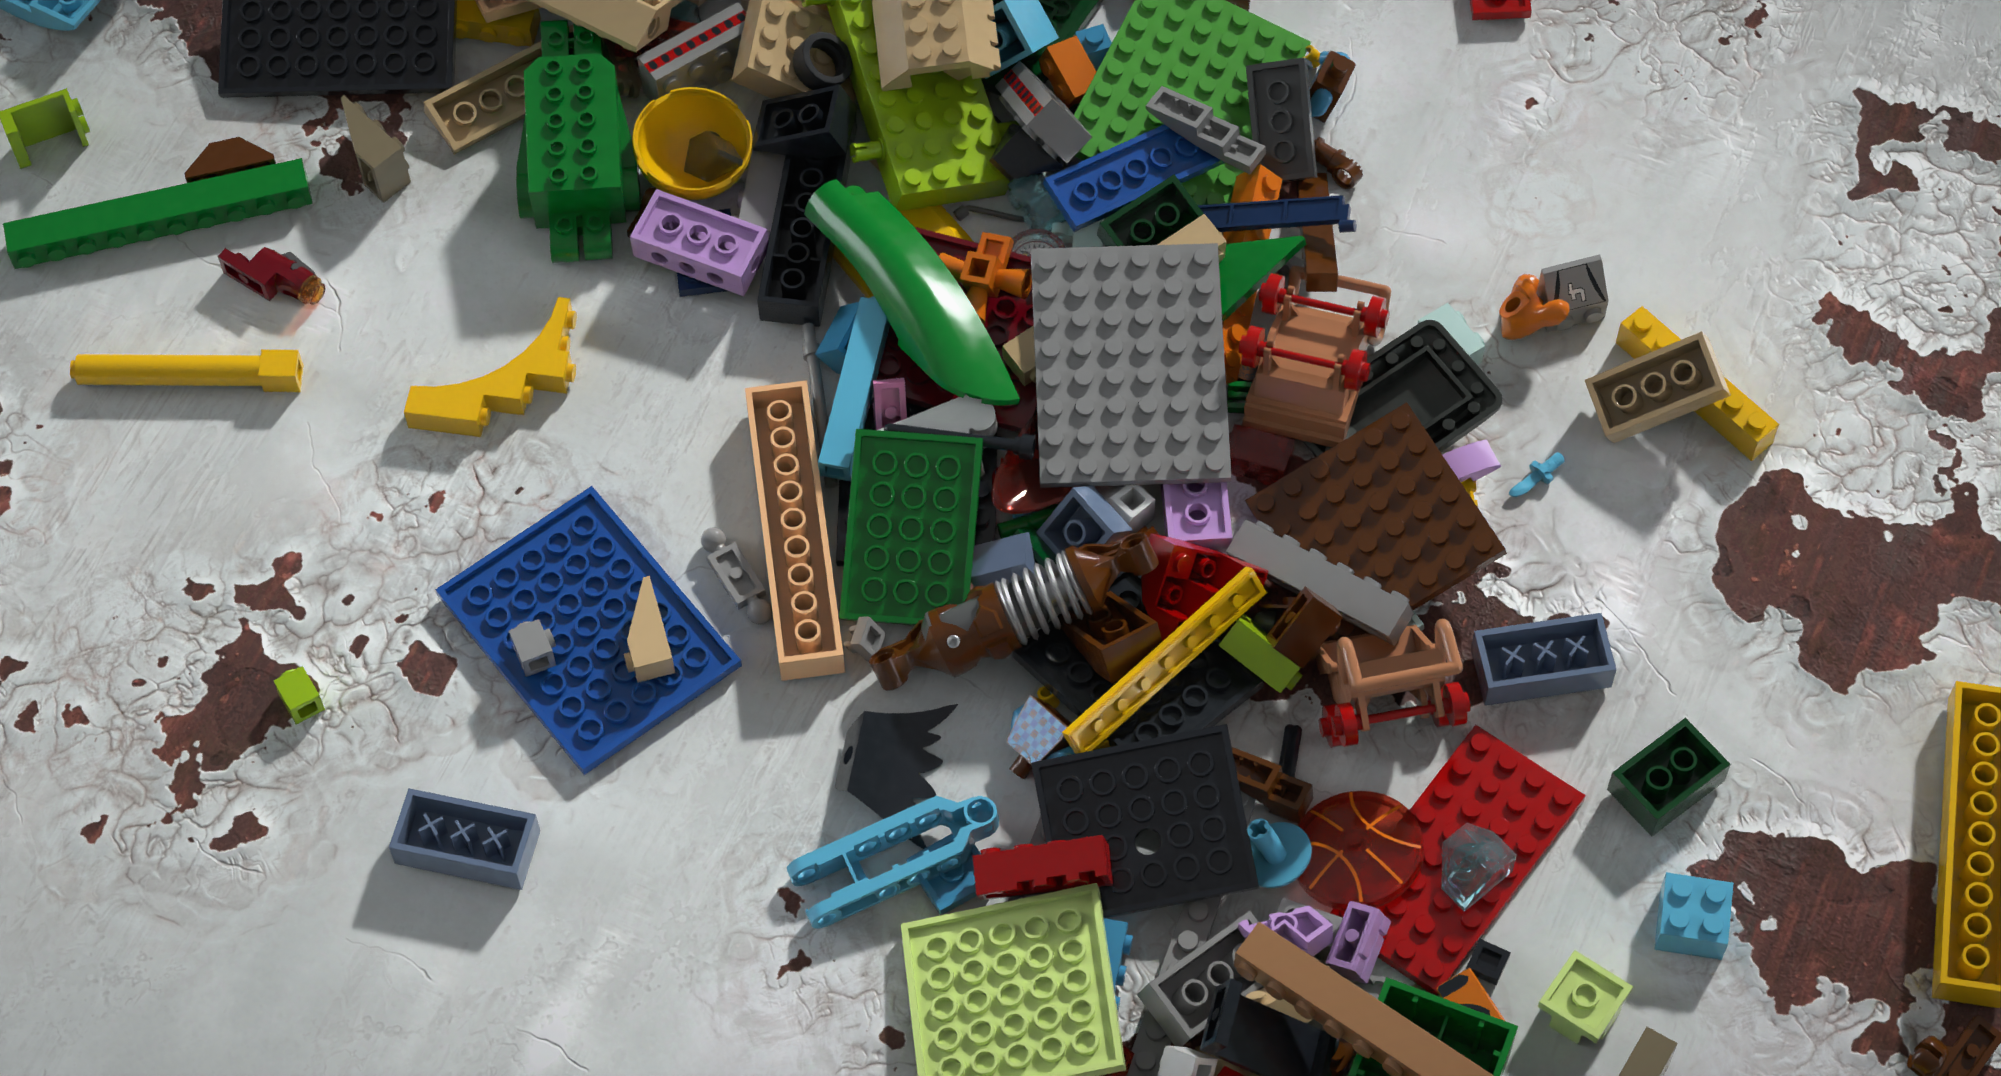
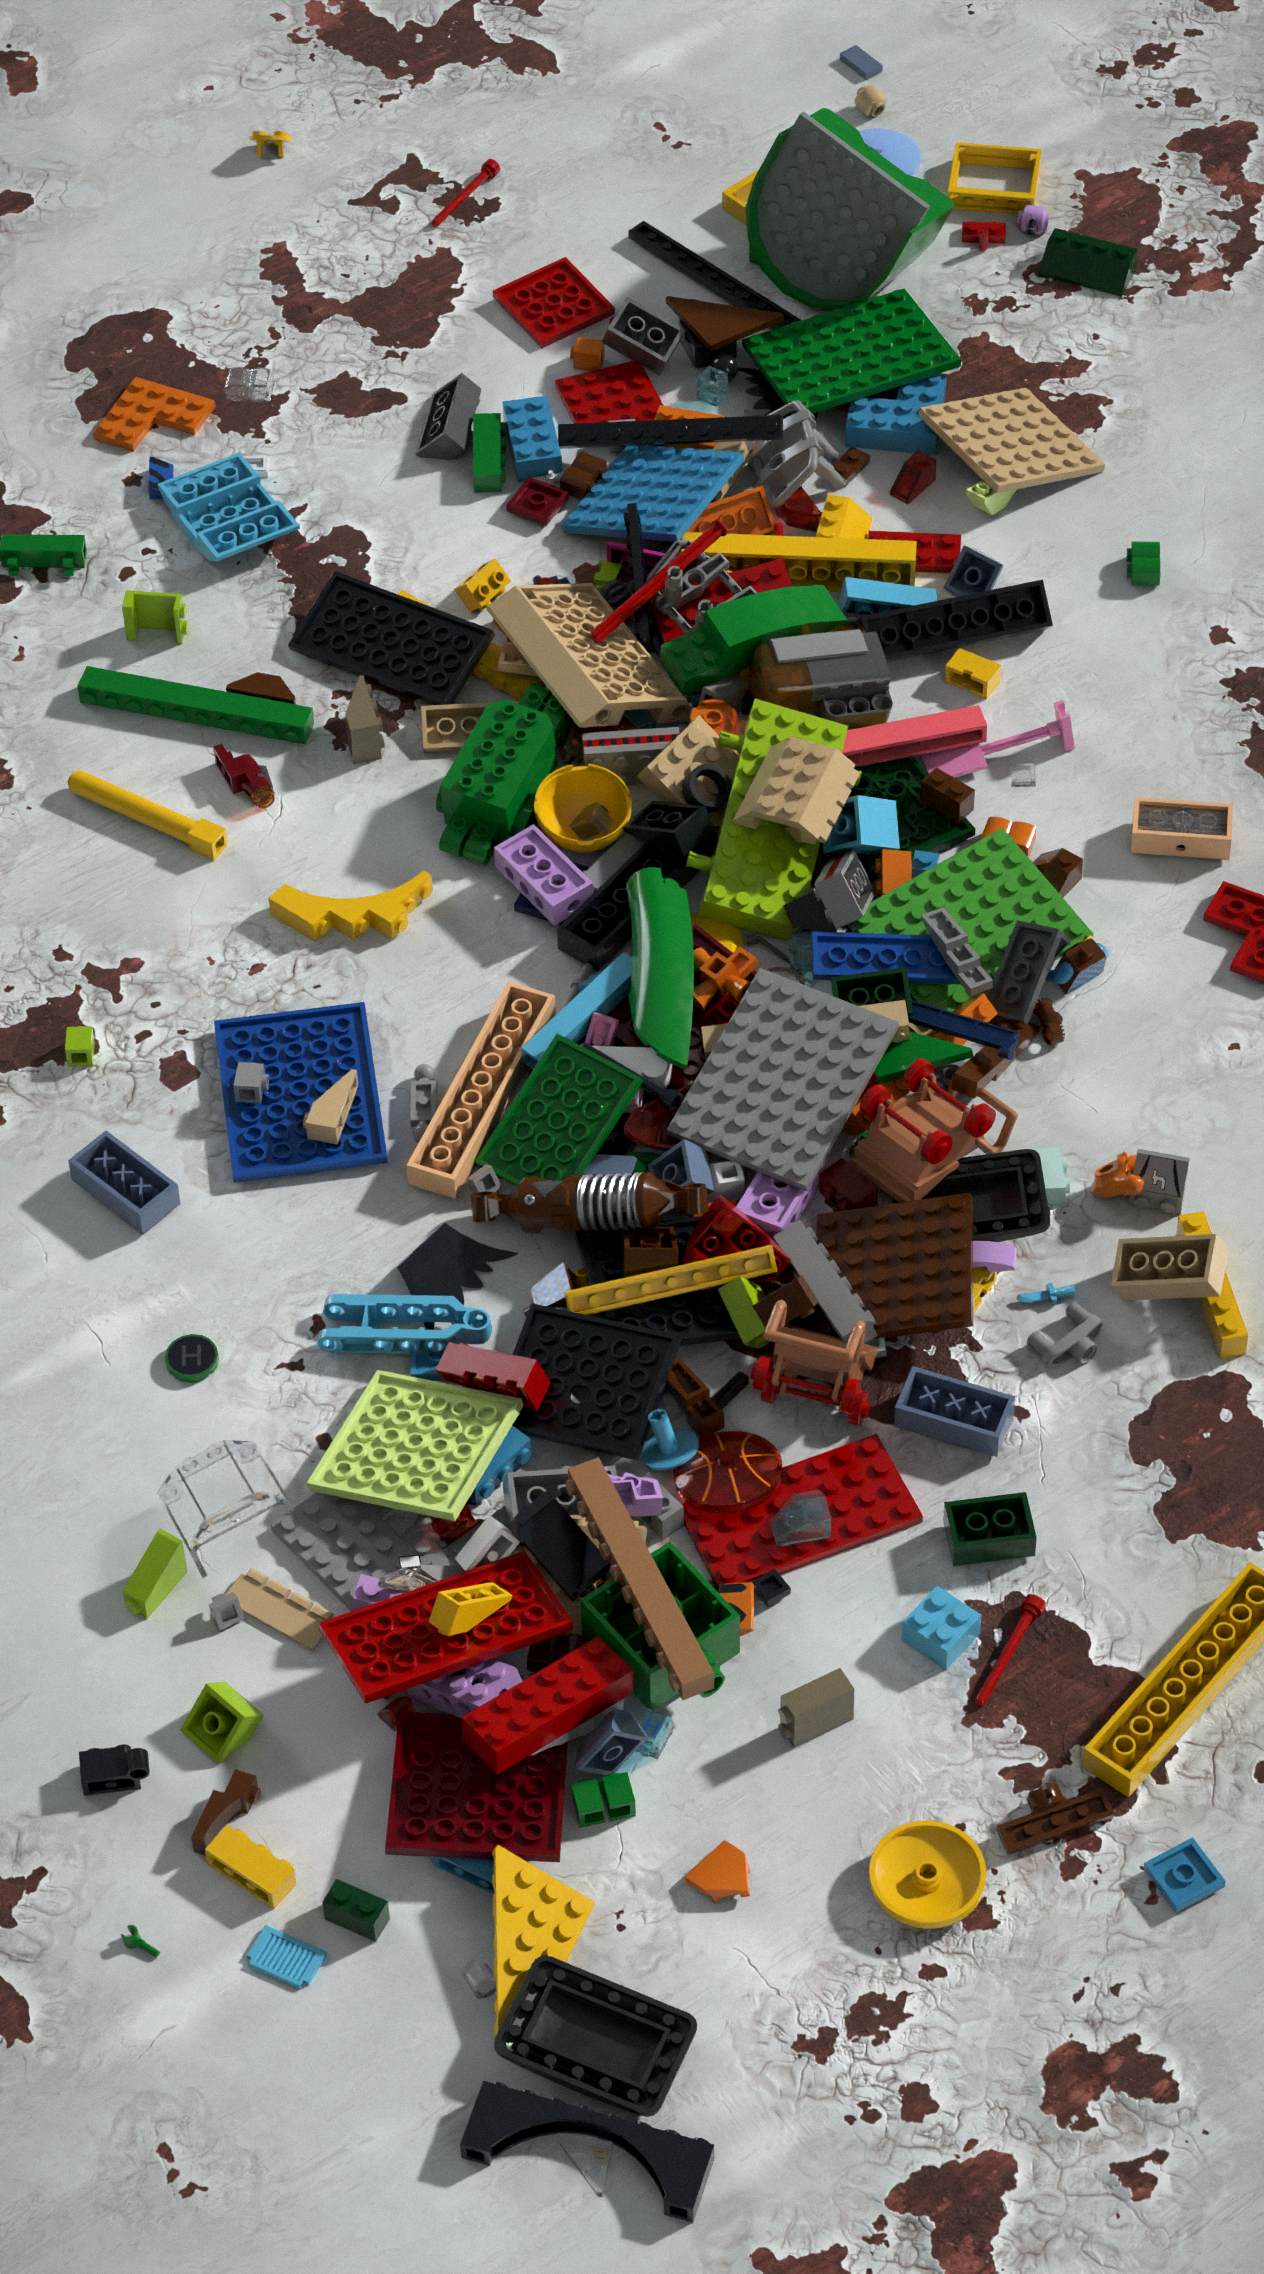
camera: 30 degrees right, 10 degrees down
(678, 1014) = (191, 1358): none -> black tile
(1358, 942) = (681, 1523): lavender brick -> none
(1584, 999) = (819, 1640): yellowish green panel -> none
(1609, 517) = (1075, 1344): none -> light grey connector
(1765, 843) = (1031, 1609): none -> red piece

